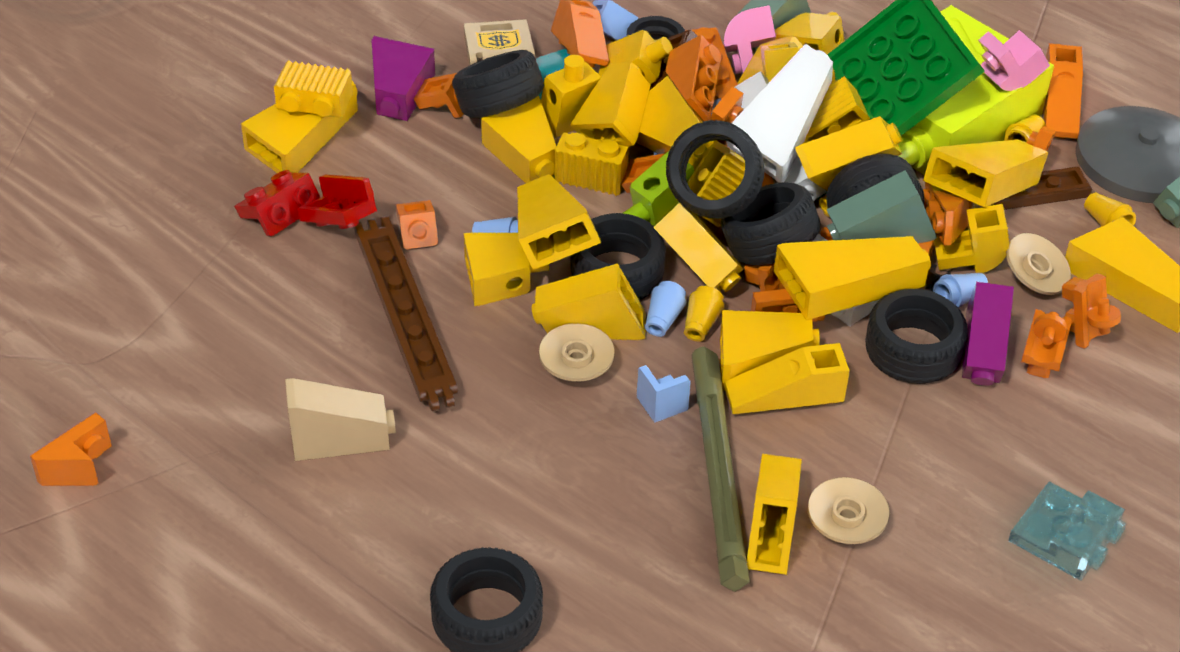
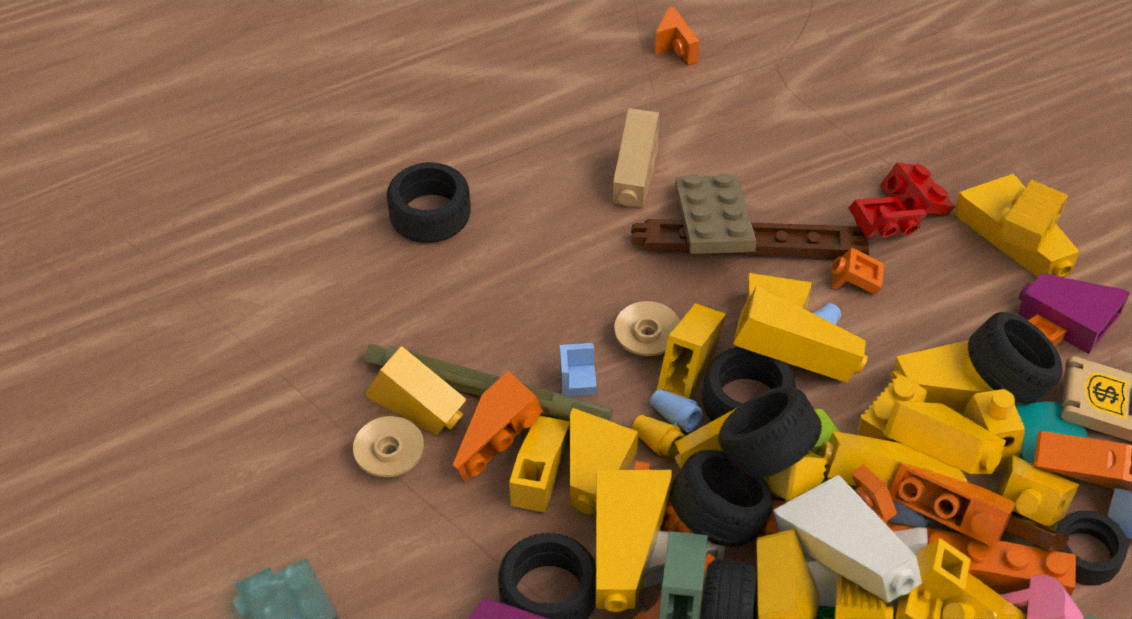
camera: 115 degrees right, 5 degrees up
(392, 333) = (714, 214): none -> dark tan plate
(776, 421) = (498, 419): none -> orange slope

